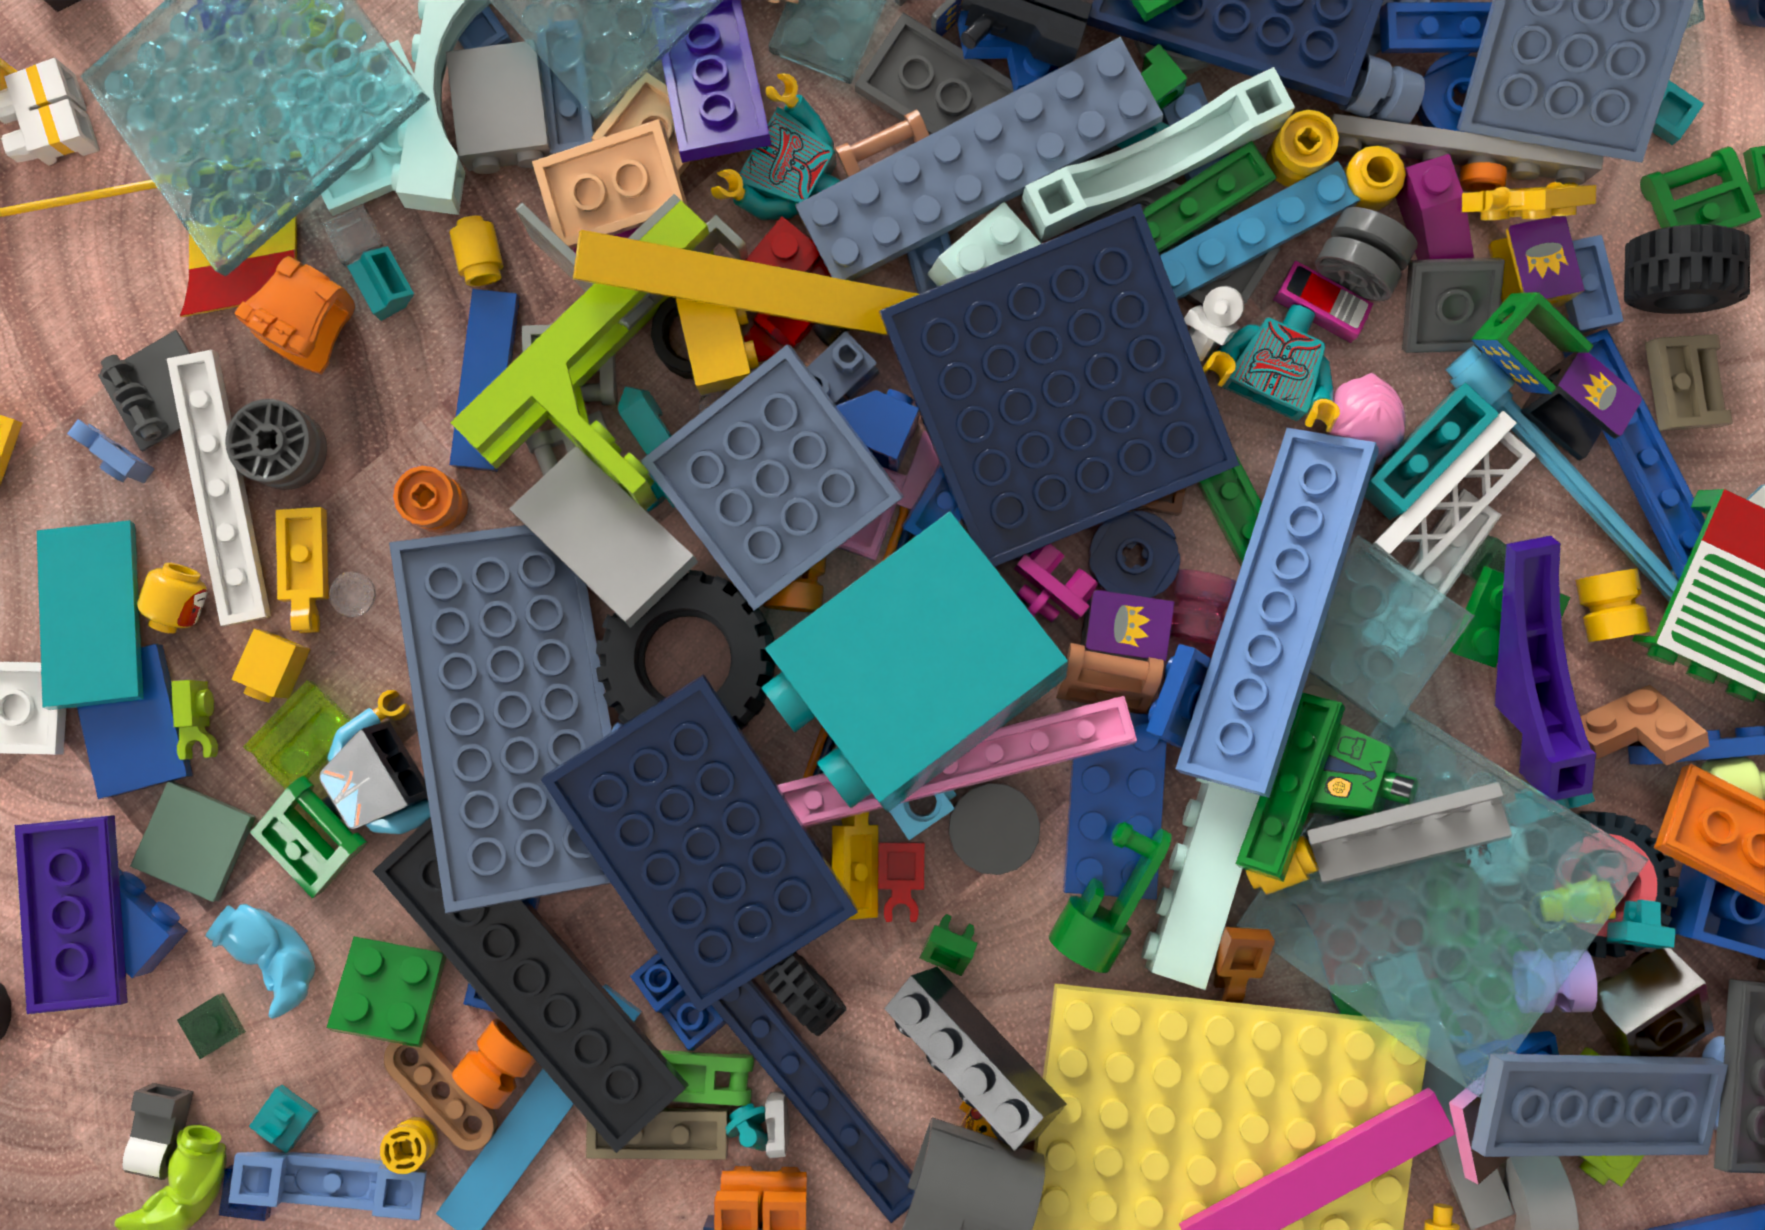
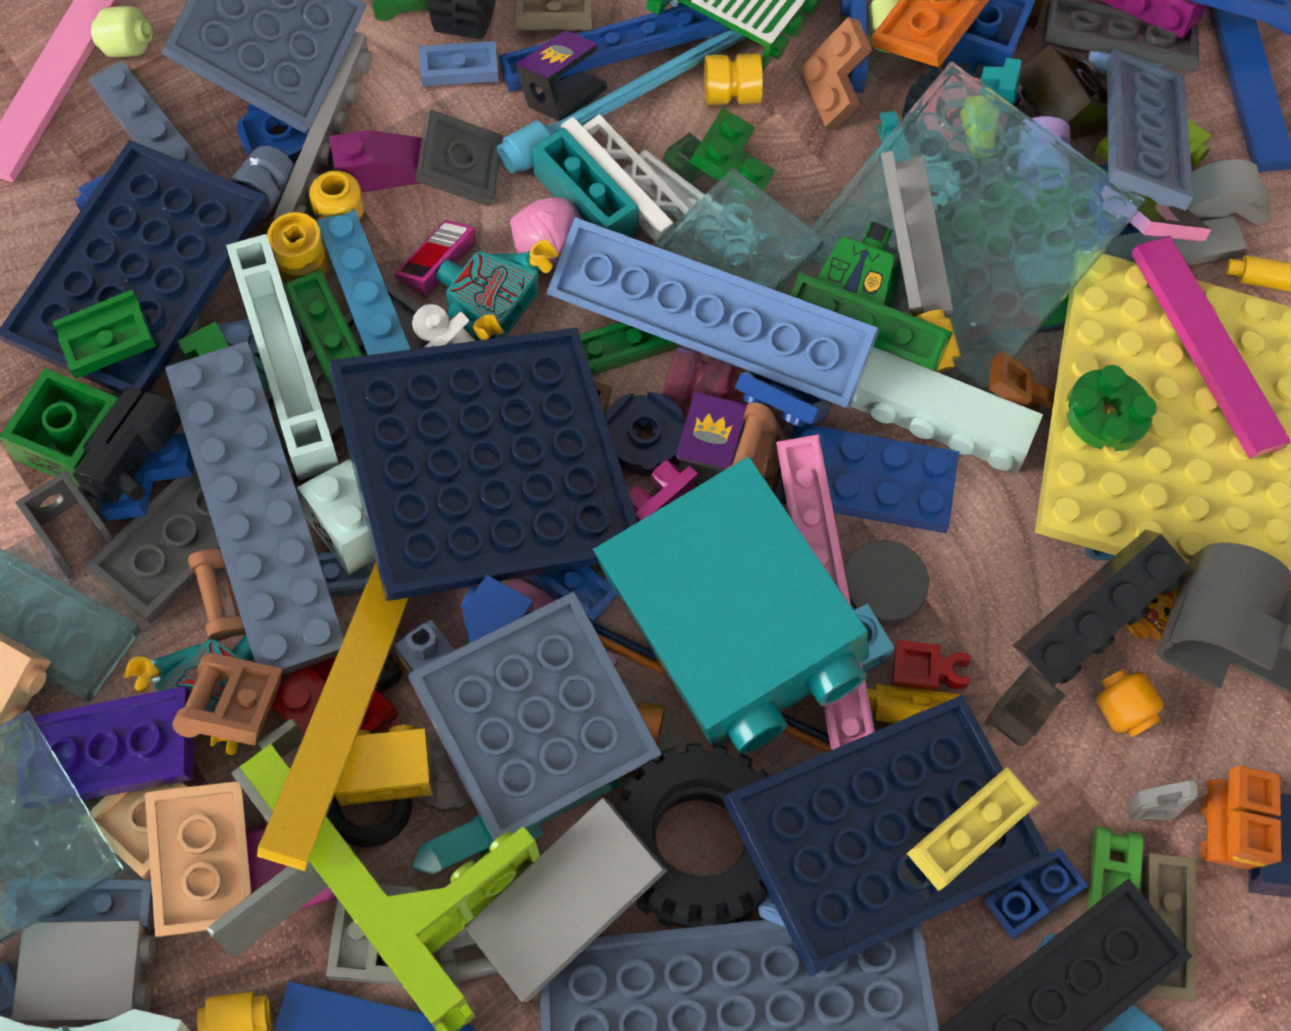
camera: 90 degrees left, 20 degrees down
(712, 928) = (972, 828): none -> light yellow tile
(746, 1124) = (1157, 839): teal plate -> none
(755, 192) = (242, 704): none -> nougat plate
(804, 993) = (1040, 755): black tyre -> none
(818, 1097) = (1136, 766): dark blue tile -> none
(853, 976) = (1024, 707): none -> clear smoke panel
(886, 1091) = (1130, 702): none -> light orange head
(948, 948) = (997, 630): green tile -> none
(1090, 931) = (977, 494): green piece -> none
(1210, 1090) = (1123, 393): none -> green plate
(1367, 253) = (403, 210): dark grey wheel -> none
(1432, 26) = (214, 129): blue plate -> none
(1482, 176) = (351, 118): orange tile -> none
(1529, 203) = (385, 71): yellow plate -> none
(1534, 674) = (789, 135): dark purple arch -> none
(1540, 260) = (436, 85): dark purple piece -> none
(1547, 319) = (504, 117): green piece -> none

